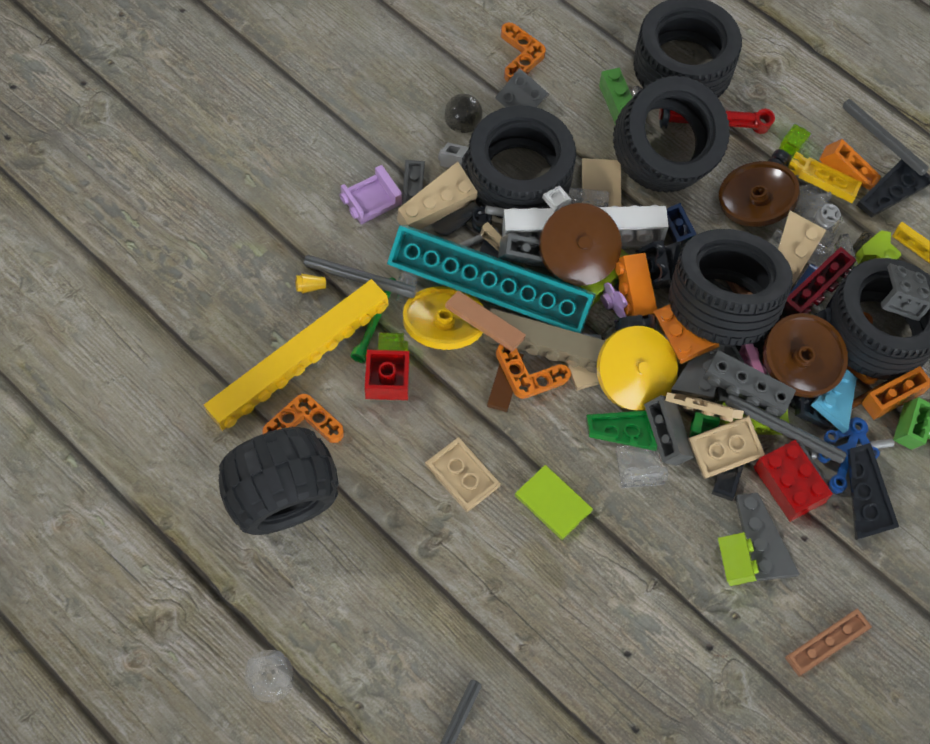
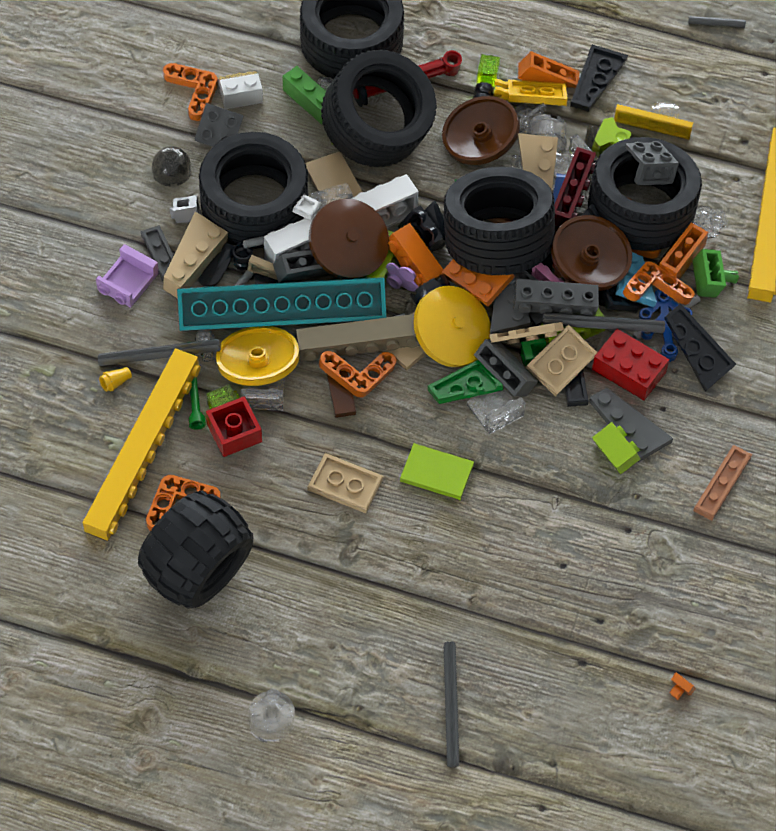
camera: 25 degrees left, 5 degrees down
(431, 359) = (265, 396): none -> clear bracket
(485, 321) = (298, 341): nougat tile -> none
(559, 70) = (240, 89): none -> white slope
(679, 224) = (428, 188): dark blue brick -> none
(830, 211) = (551, 120): light grey wheel -> none
(858, 407) = (676, 290): none -> orange beam
(885, 137) = (566, 34): dark grey axle -> none

